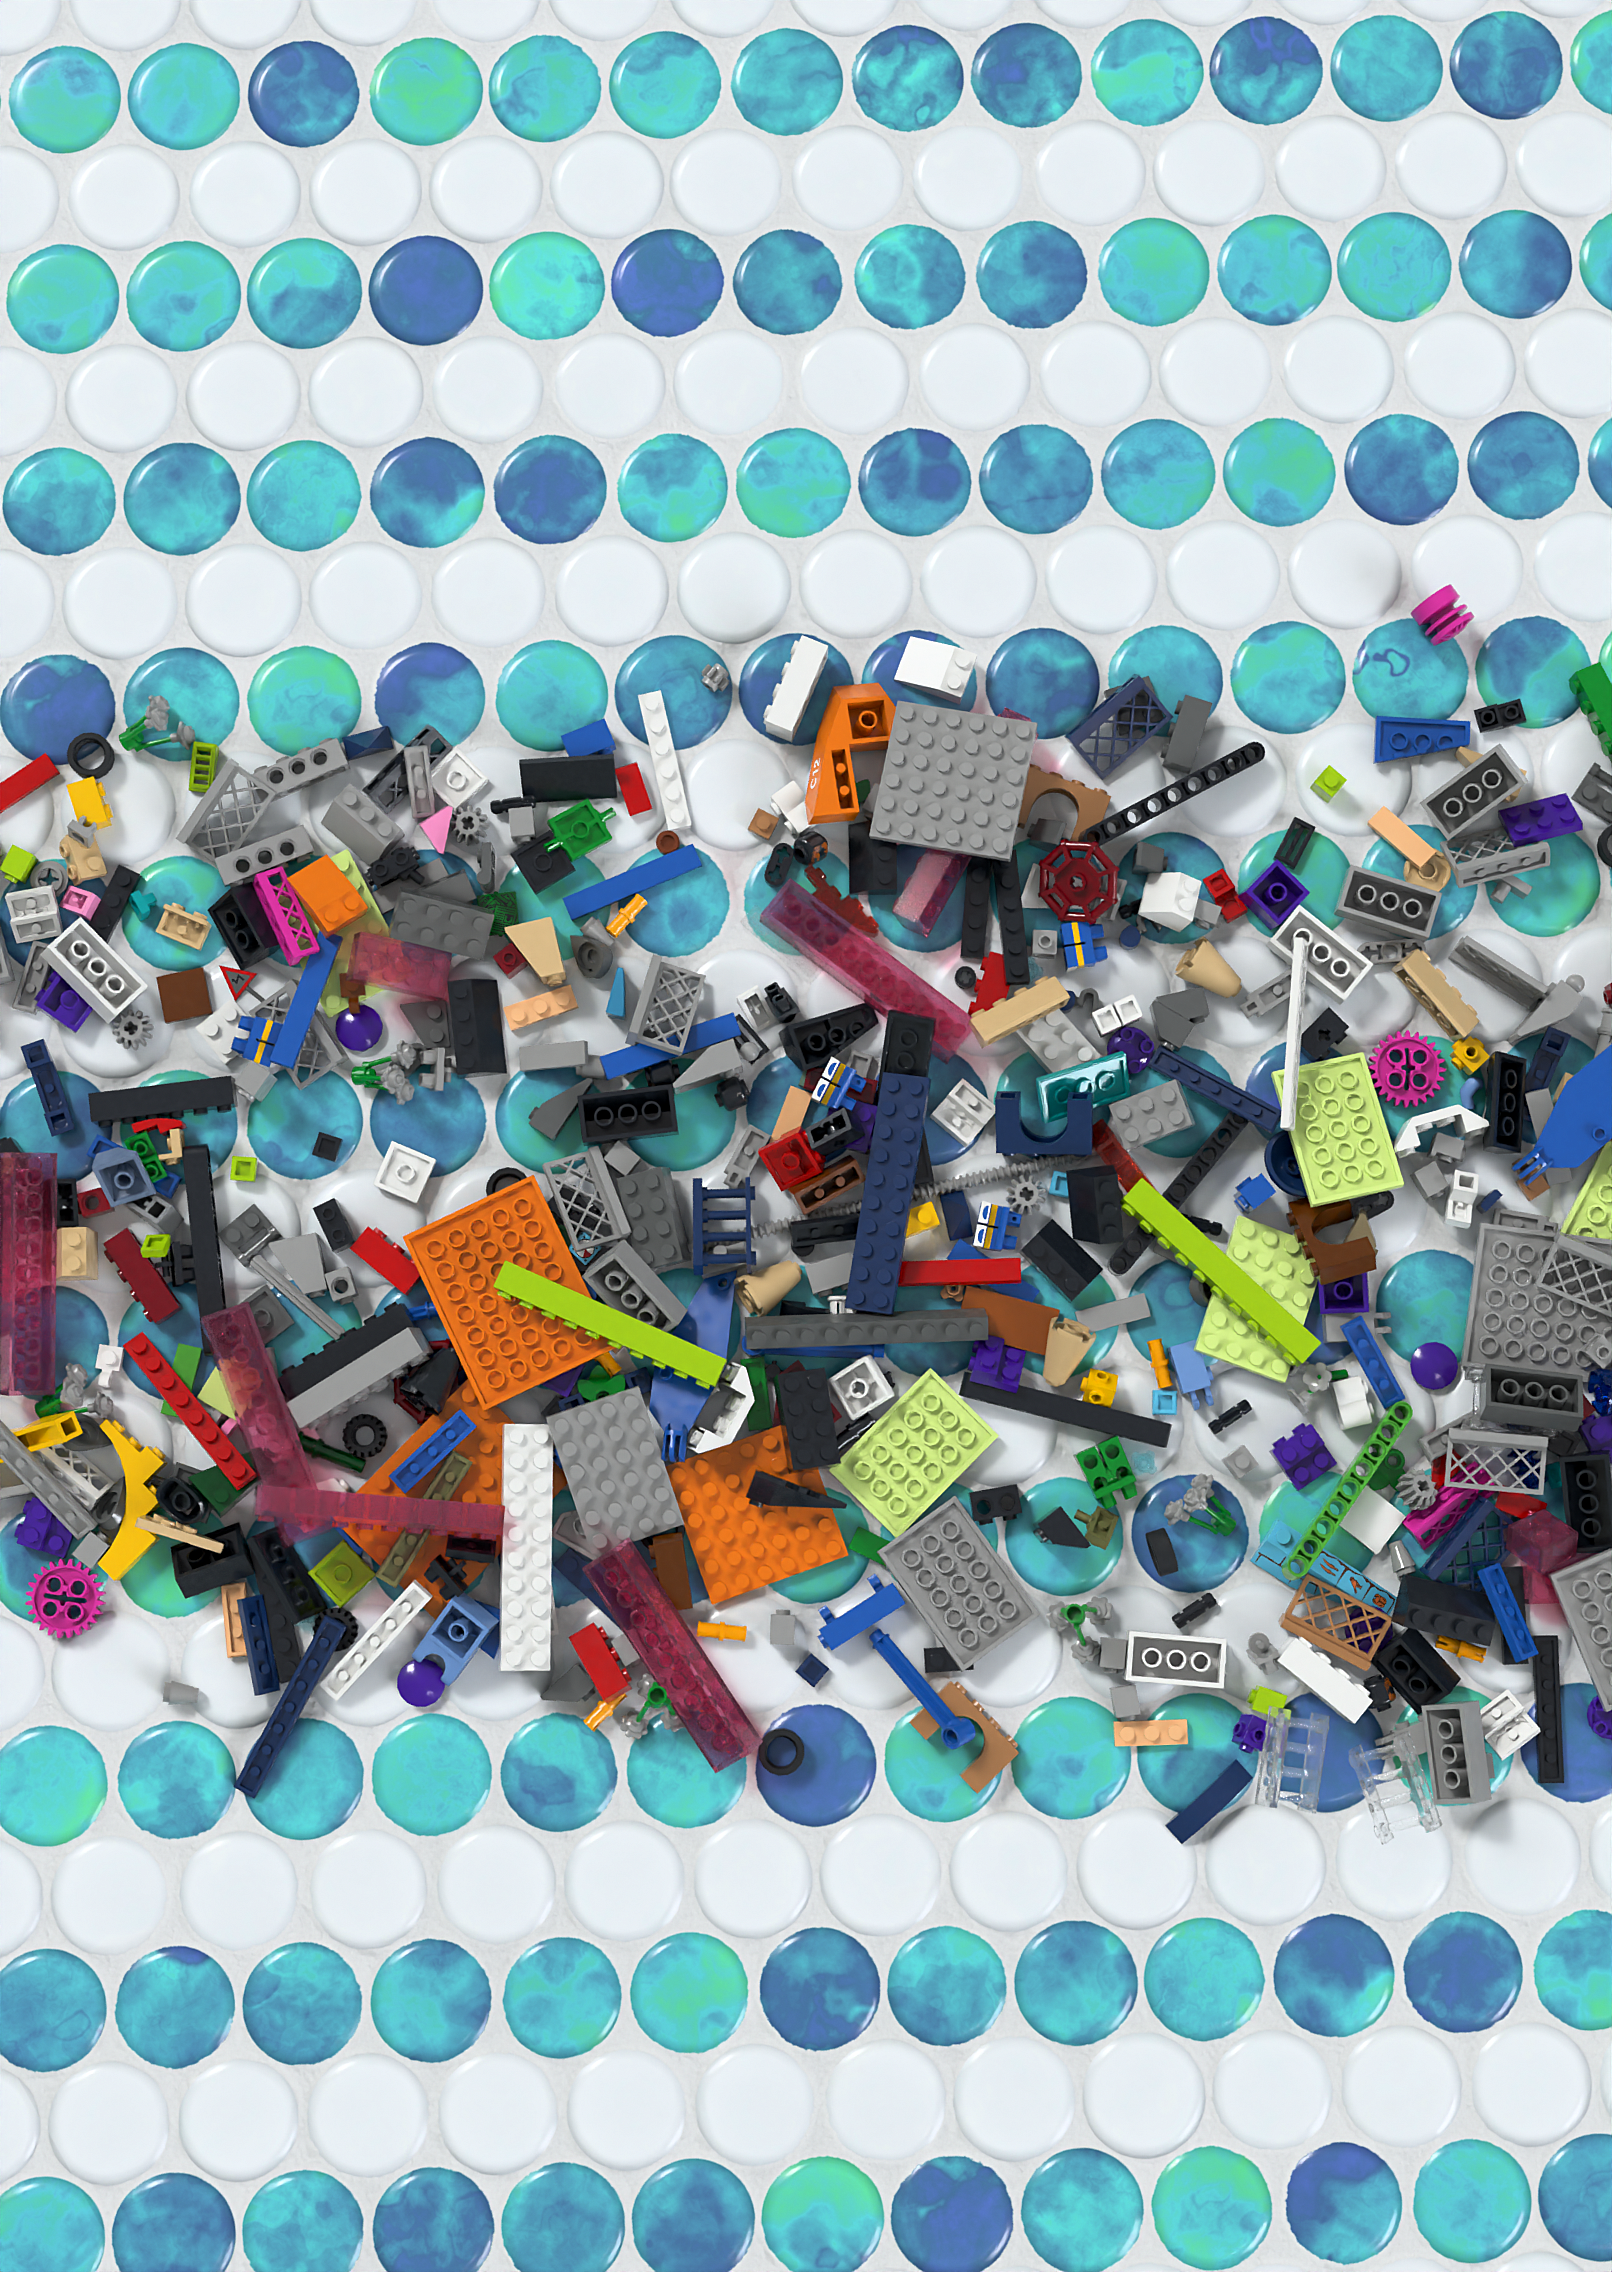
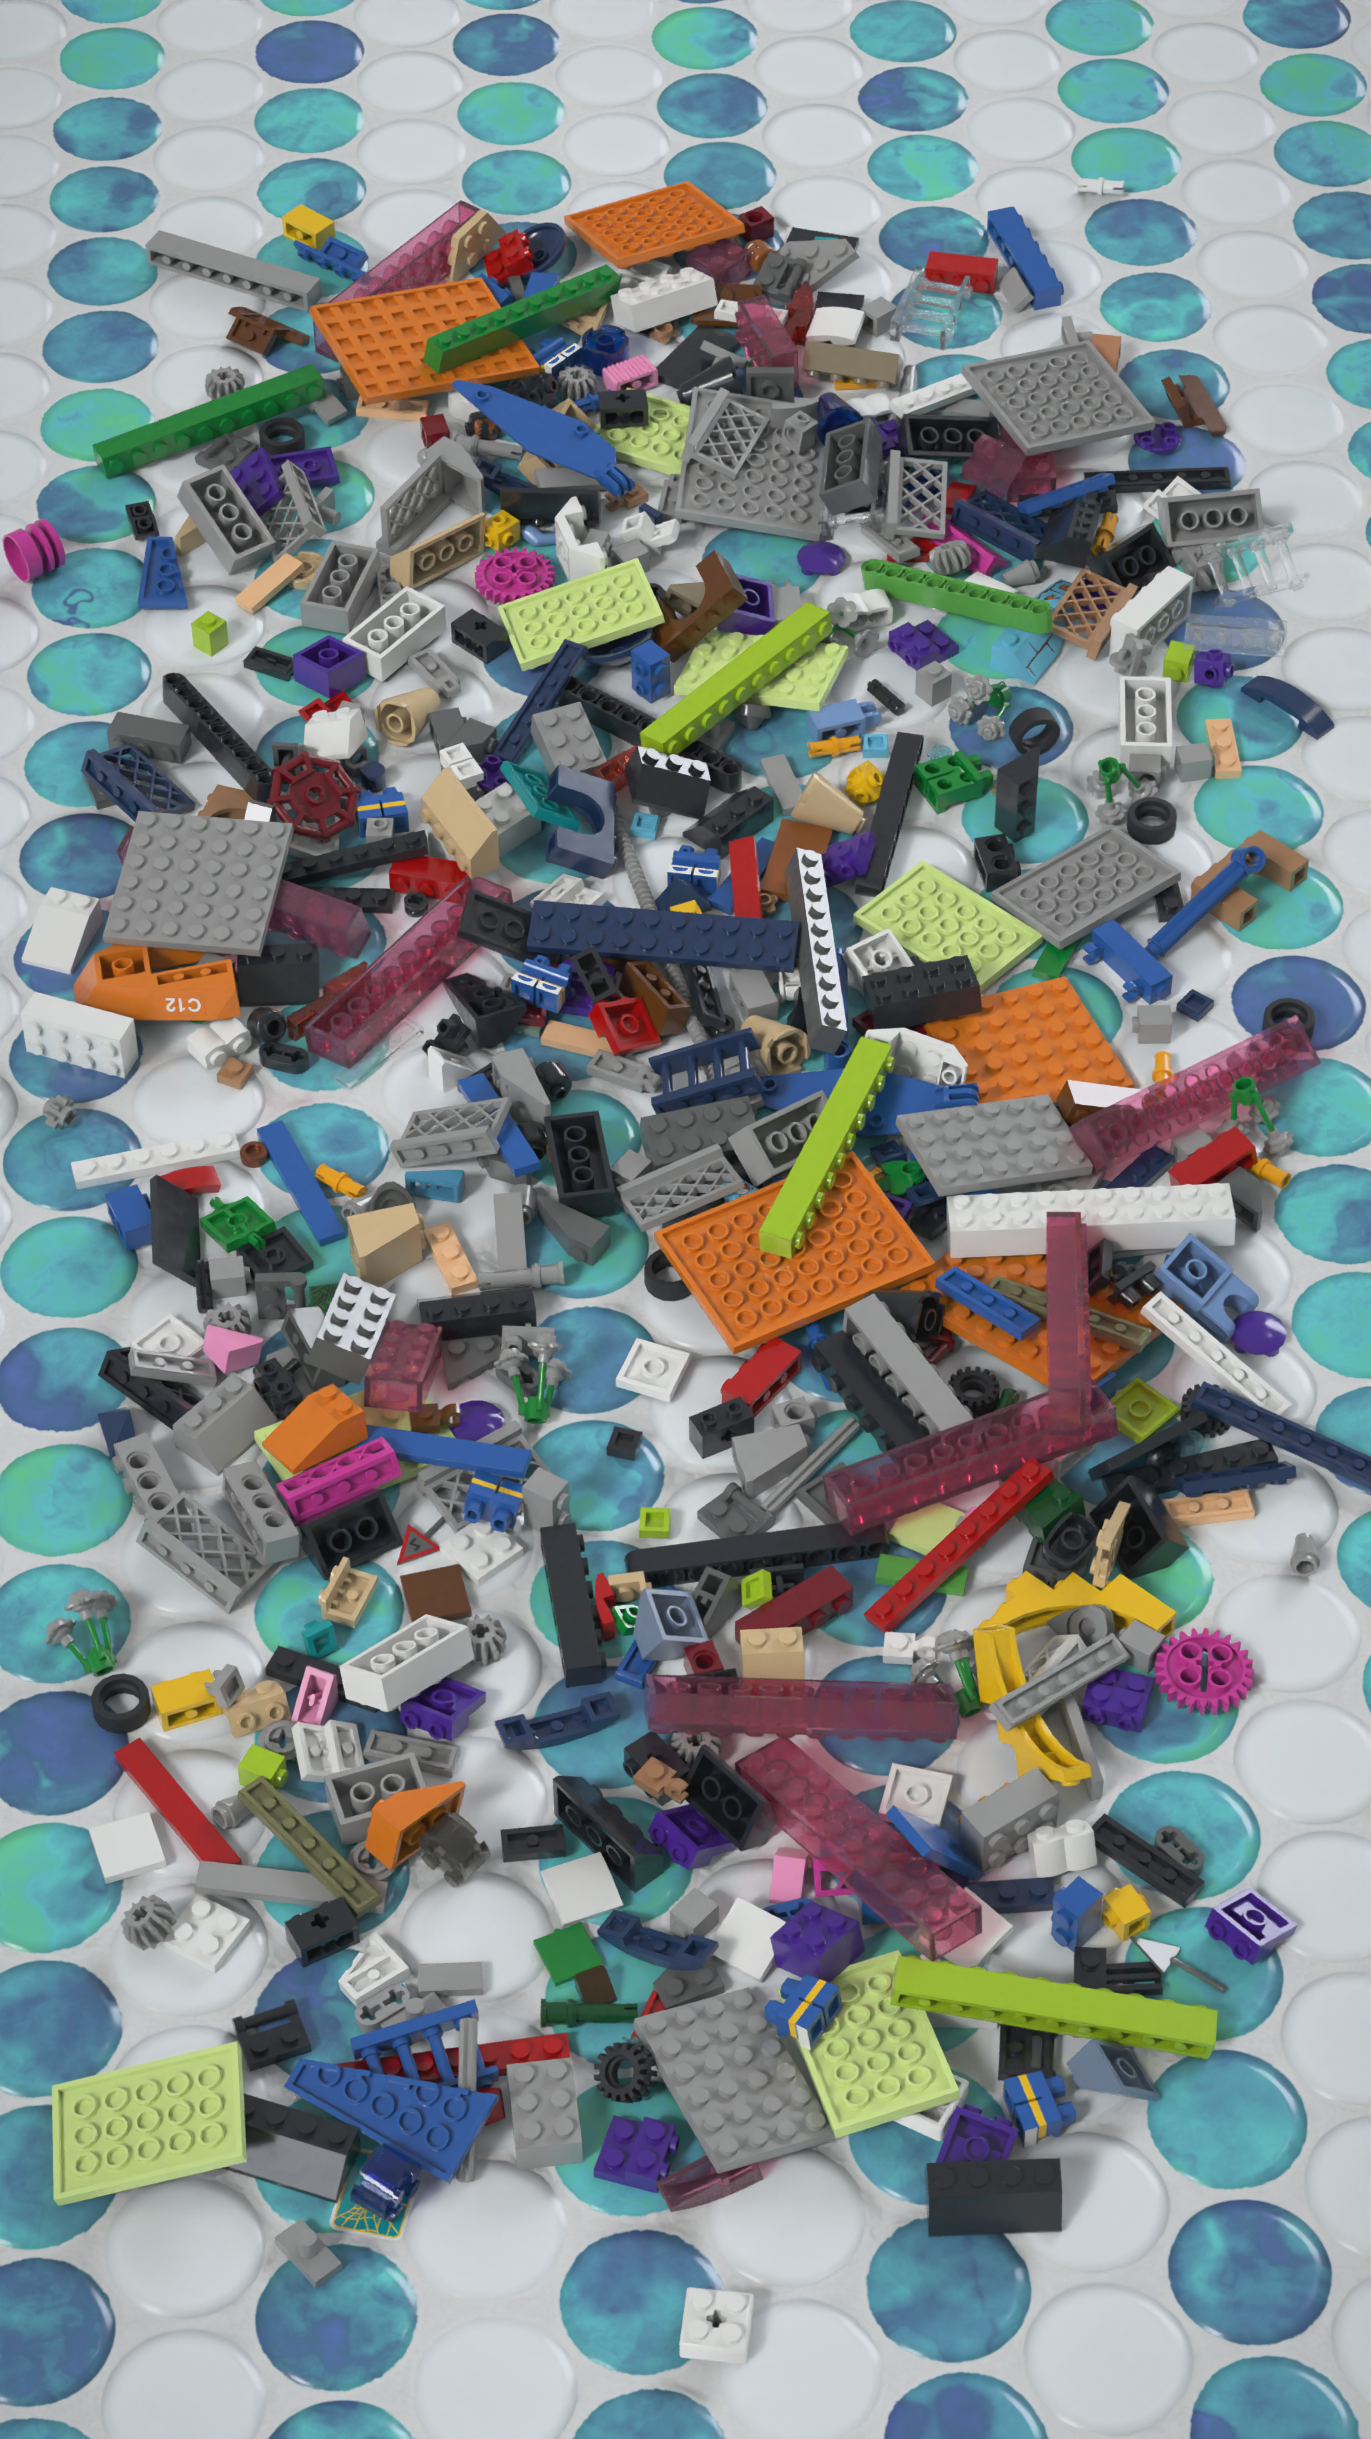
camera: 90 degrees left, 35 degrees down
(196, 757) = (132, 1579): lime slope -> none
(510, 960) = (396, 1277): dark red brick -> none
(512, 1078) = (535, 1276): none -> light grey pin
(779, 1492) = (1002, 1010): black wedge -> none
(1030, 1188) = (657, 847): light grey gear -> none
(1030, 1654) = (1151, 807): none -> black tyre
(1194, 1610) = (1091, 718): black axle -> none
(1294, 1034) = (480, 631): white tile -> none
(1372, 1362) = (819, 589): blue tile -> none
(1573, 866) = (316, 463): none -> dark purple plate

